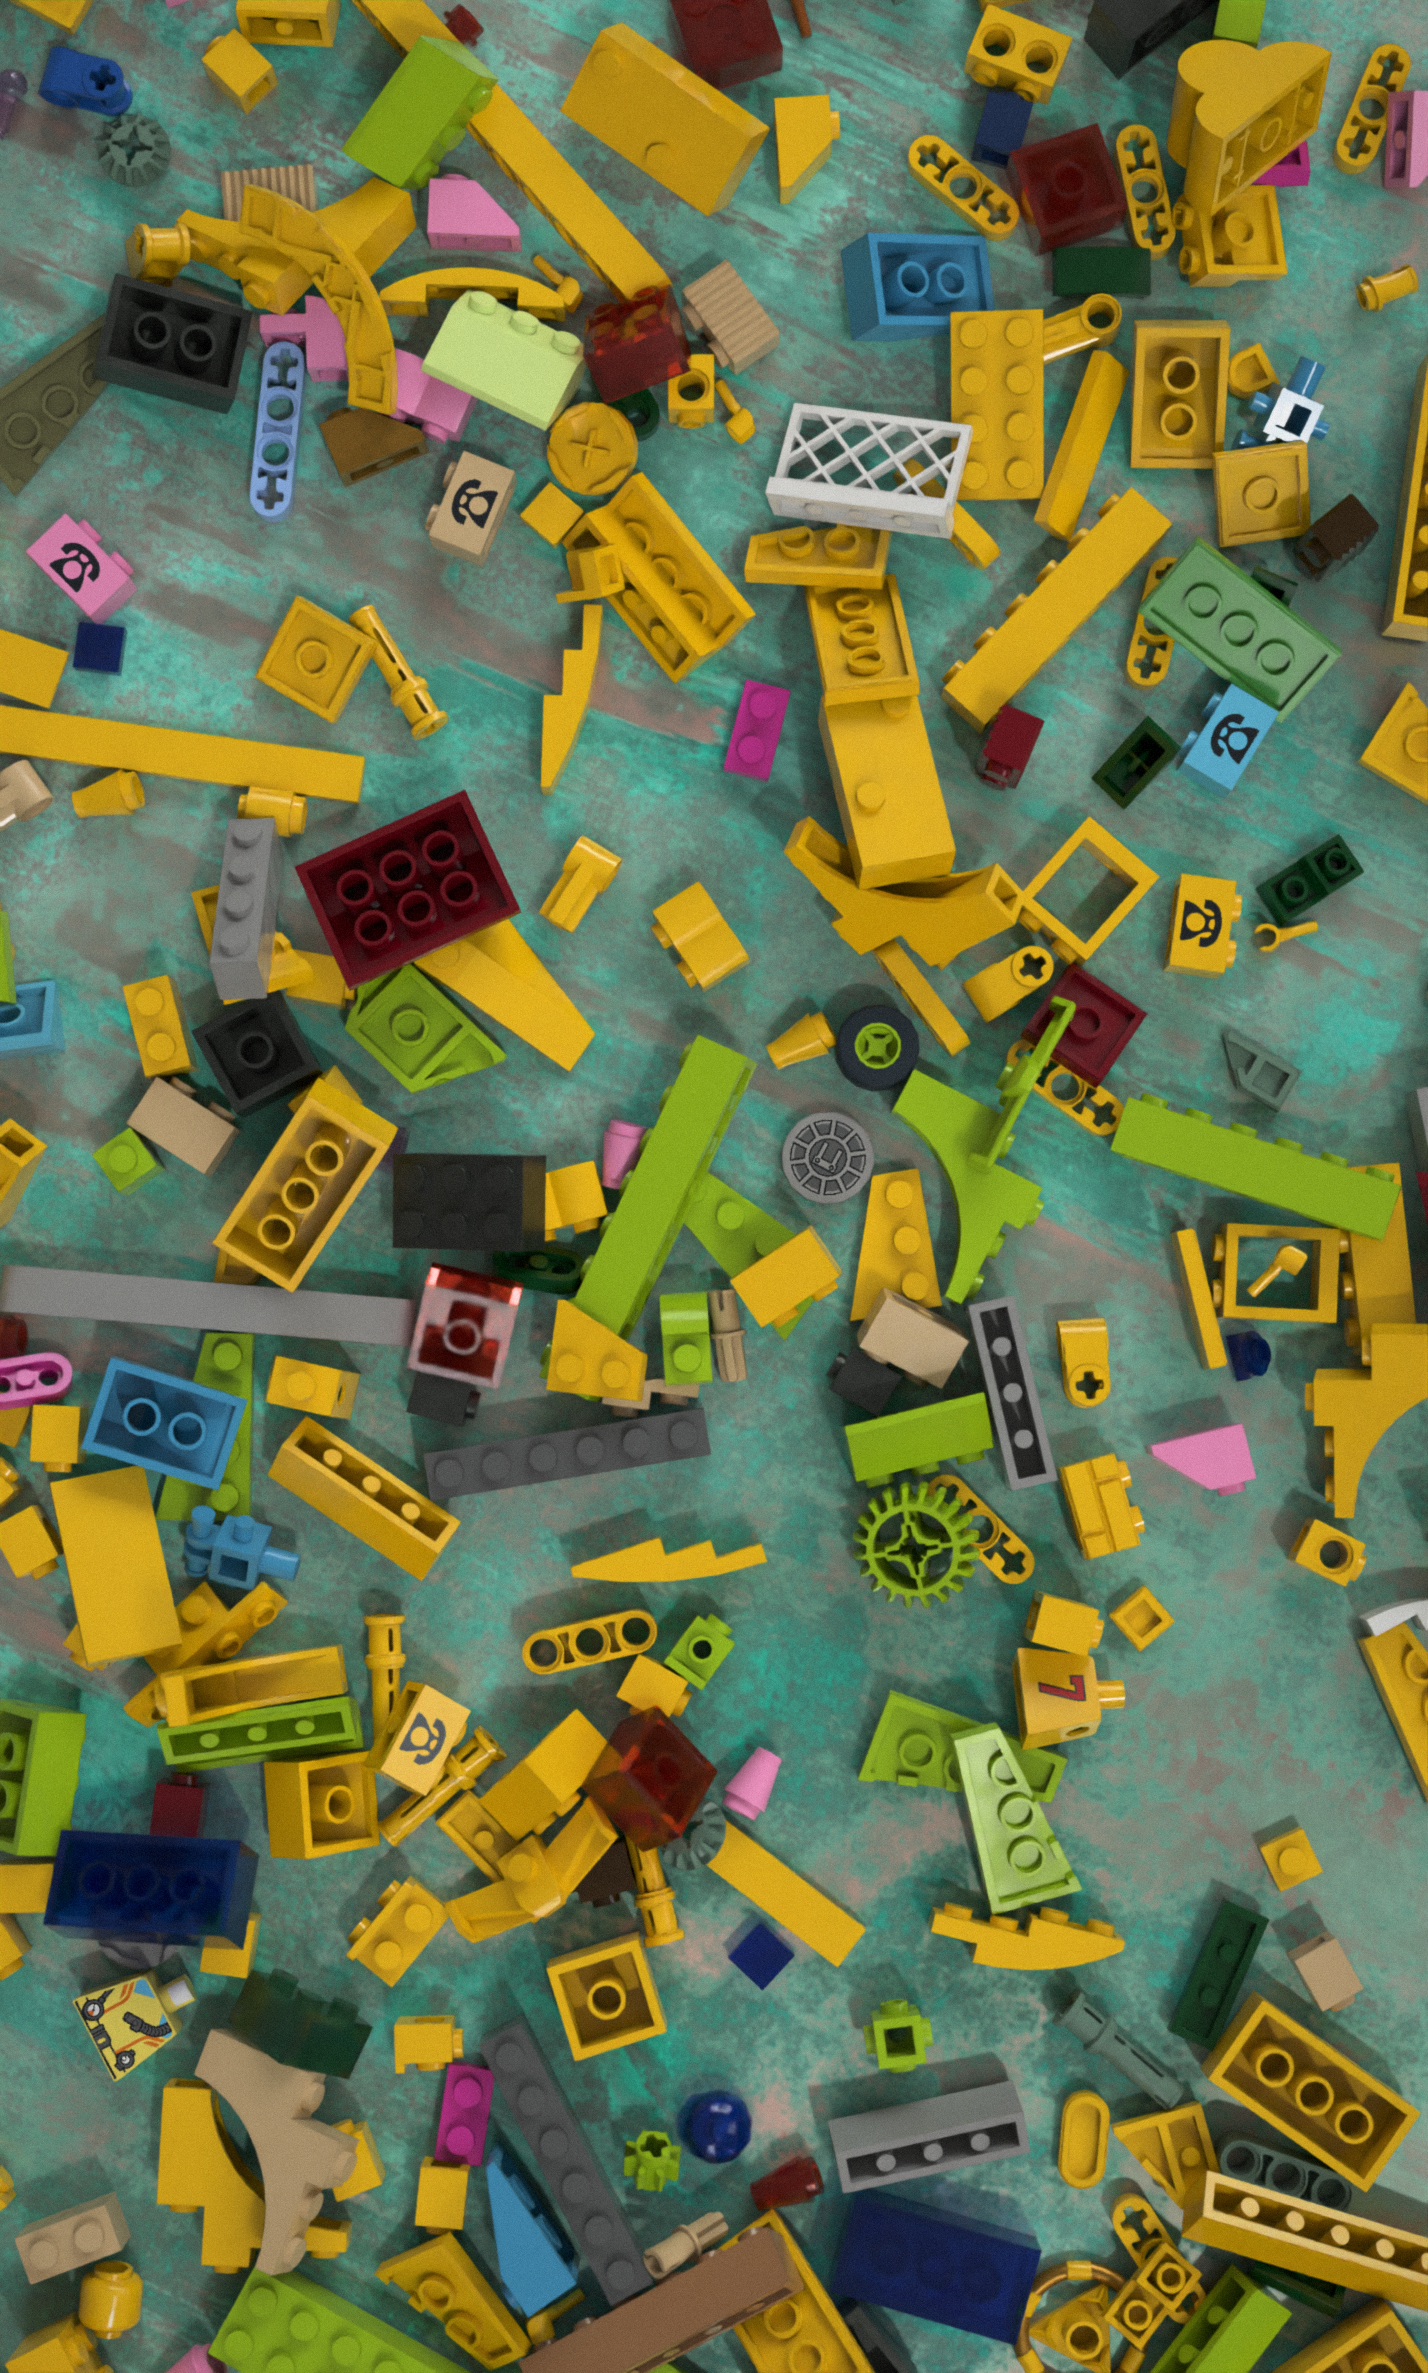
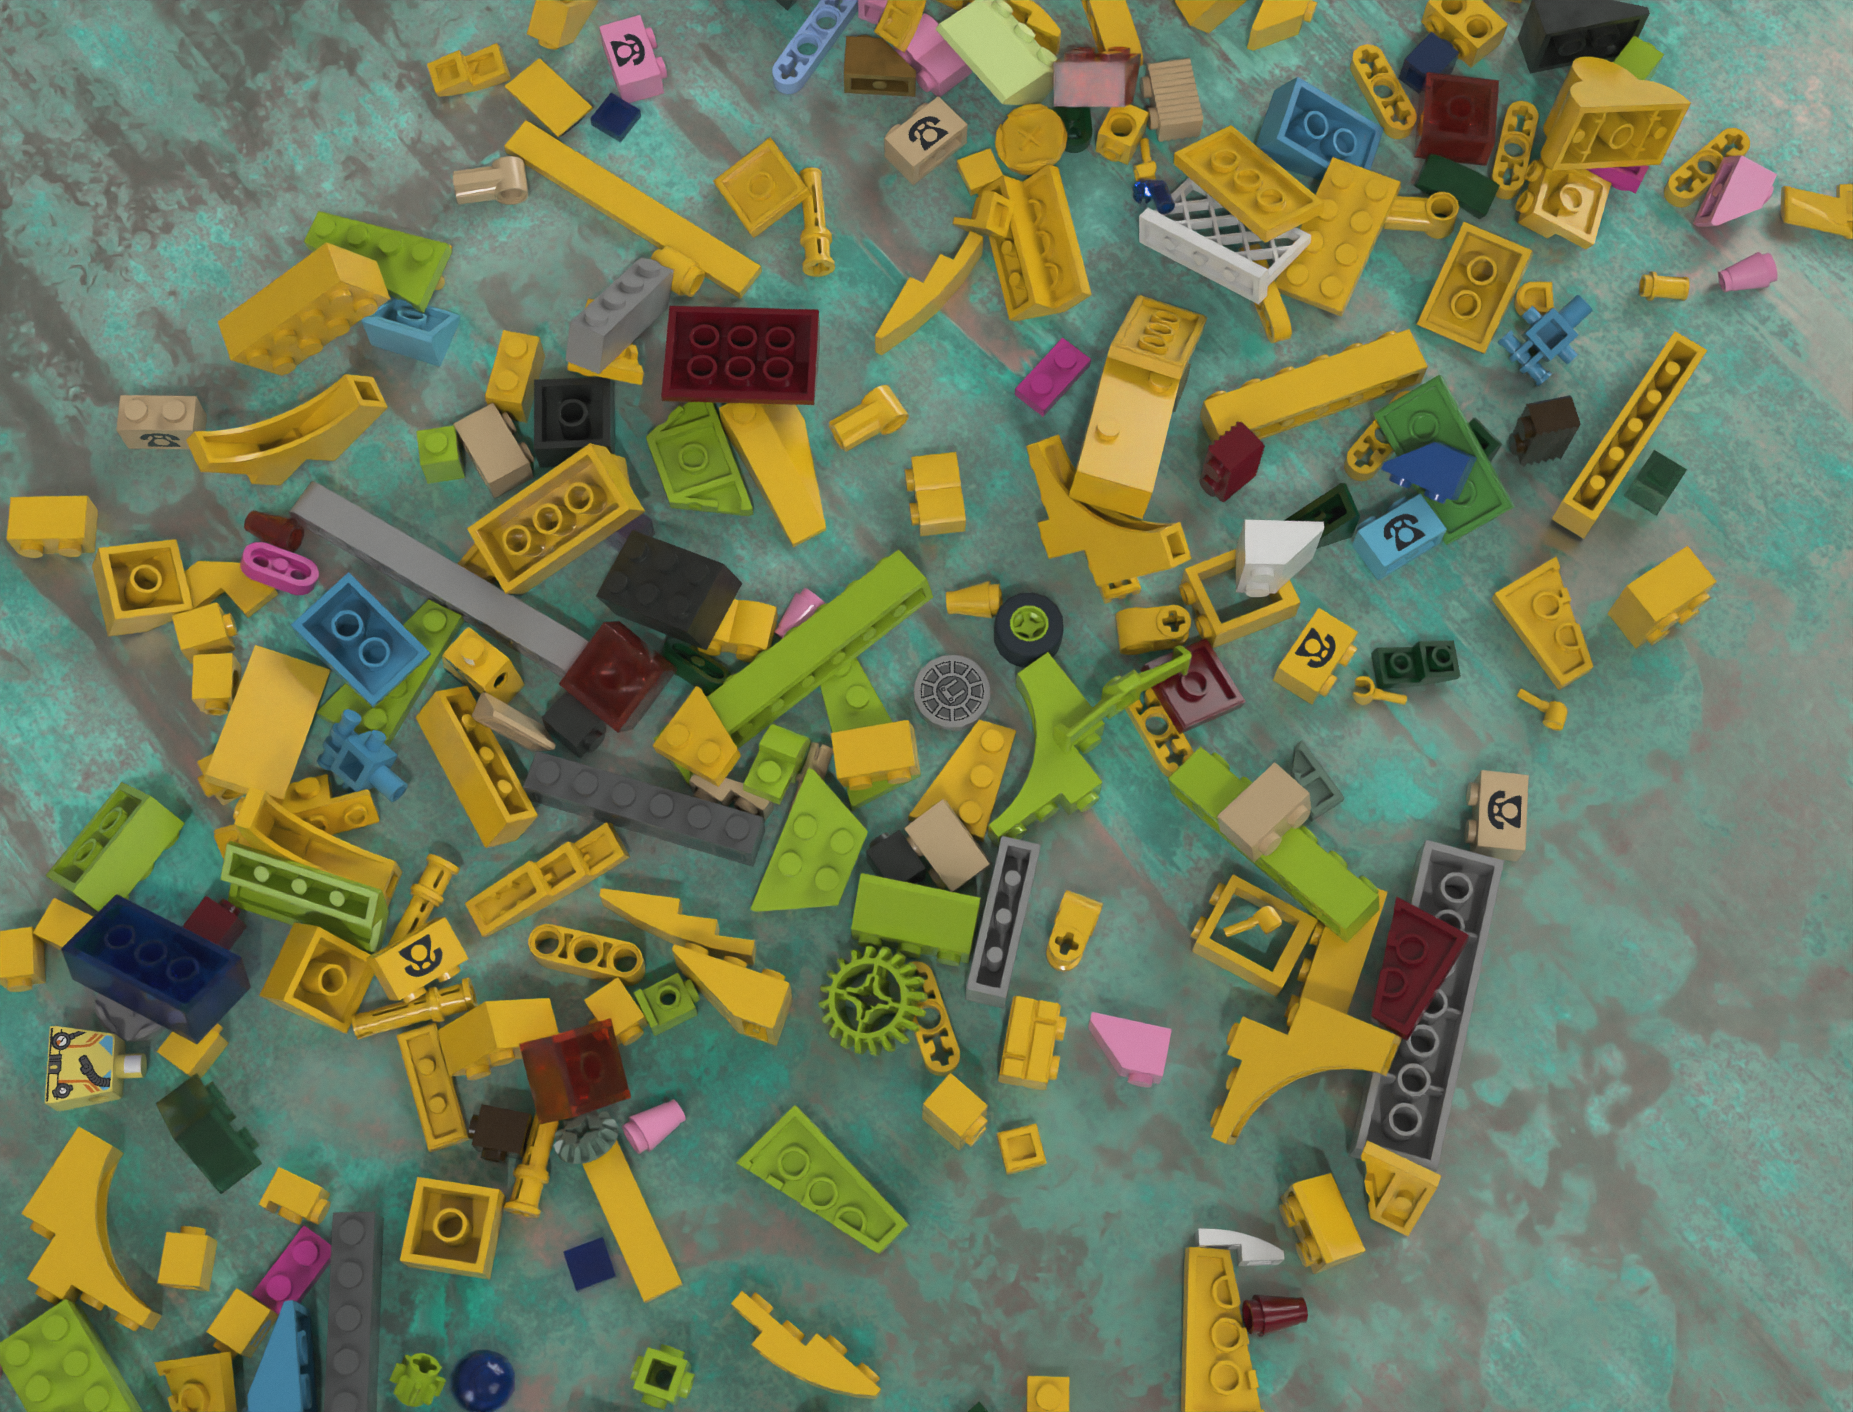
camera: 25 degrees right, 15 degrees down
(58, 1436) = (275, 616): yellow brick -> none
(113, 795) = (569, 211): yellow cone -> none
(293, 2148) = (146, 1221): tan arch -> none
(327, 989) = (645, 400): yellow brick -> none
(378, 1431) = (512, 724): none -> tan slope
(399, 1930) = (322, 1102): yellow bracket -> none
(503, 1579) = (547, 880): none -> yellow slope
(535, 1877) = (448, 1107): yellow plate -> none
(567, 286) = (1068, 32): yellow hand -> none
(766, 446) = (1156, 190): none -> clear blue arm
(770, 1413) = (812, 852): none -> lime wing
(782, 1612) = (747, 999): none -> yellow slope
(823, 557) = (1170, 285): yellow wing -> none
(869, 390) = (1248, 183): none -> yellow plate
(921, 997) = (1079, 610): yellow beam -> none
(1010, 1833) = (833, 1261): lime wing -> none
(1059, 1696) = (926, 1172): yellow torso -> none
(1081, 445) = (1386, 290): yellow tile -> none
(1111, 849) = (1273, 553): none -> white slope
(1198, 1299) = (1184, 925): yellow tile -> none
(1235, 652) = (1433, 467): none -> blue slope
(1239, 1150) = (1265, 812): none -> tan brick
(1248, 1354) = (1203, 987): clear blue plate -> none
(1261, 493) = (1504, 377): yellow tile -> none
(1307, 1549) = (1193, 1148): yellow brick -> none

